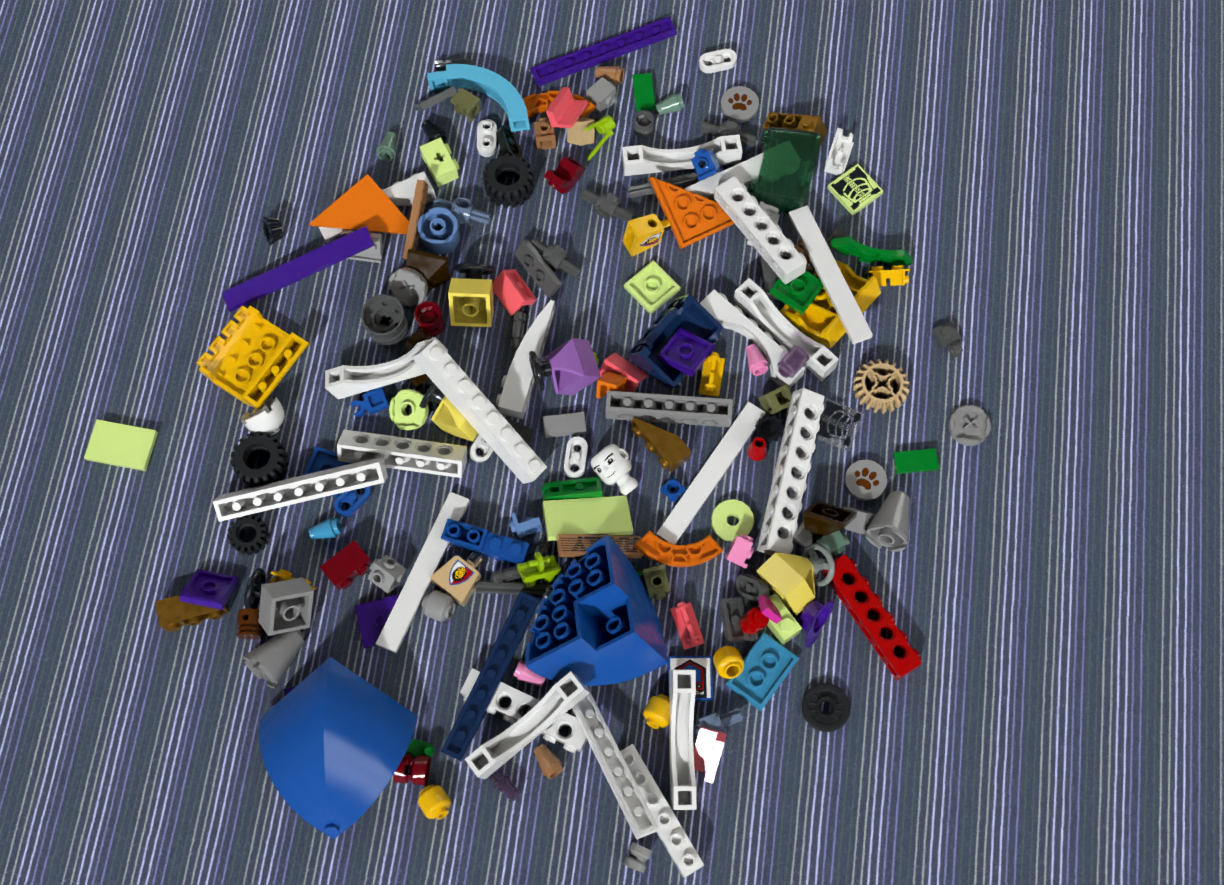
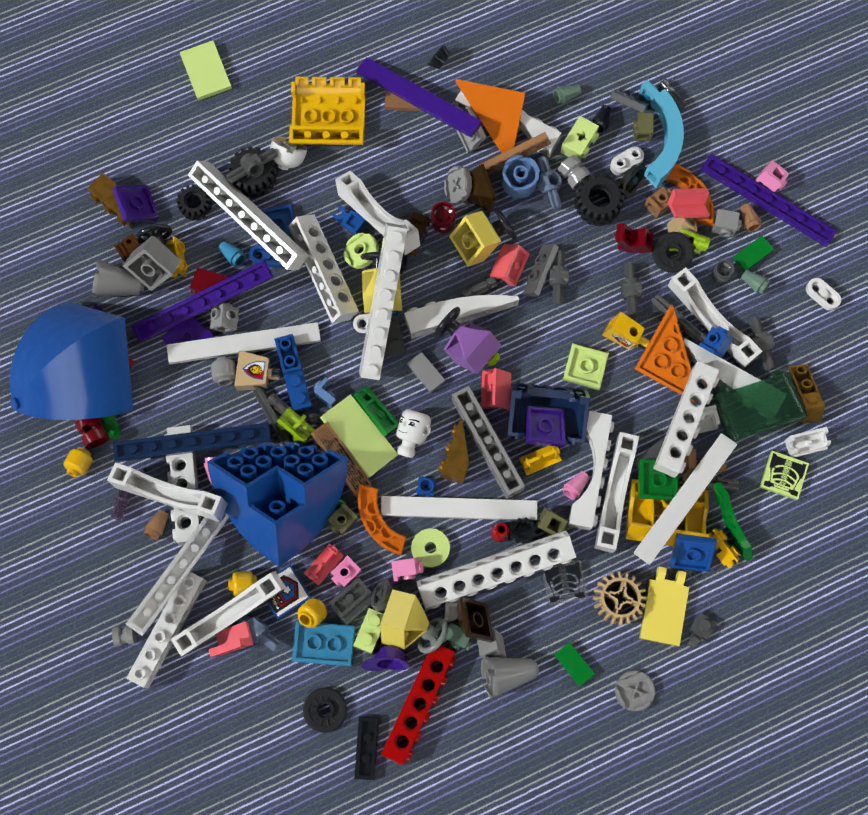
camera: 55 degrees right, 5 degrees up
(256, 453) = (252, 165): none -> dark grey axle
(285, 295) = (393, 102): none -> medium nougat tile
(358, 581) = (202, 301): none -> dark purple tile
(380, 310) = (415, 177): dark grey wheel -> none
(467, 184) = (572, 170): none -> light grey wheel
(575, 458) = (403, 397): white plate -> none
(587, 33) = (773, 176): none -> bright pink brick
(606, 144) = (684, 248): none -> black wheel
(610, 382) = (480, 386): orange panel -> none
(705, 618) = (353, 572): none -> bright pink brick
(739, 104) = (796, 335): light grey tile -> none
(753, 621) = (355, 612): red brick -> none
(769, 609) = (368, 618): dark pink tile -> none
(792, 362) = (587, 514): clear purple brick -> none
(865, 480) = (531, 633): light grey tile -> none
(879, 300) = (693, 552): none -> blue tile
(884, 690) = (366, 748): none -> black tile
(913, 353) = (665, 608): none -> light yellow tile

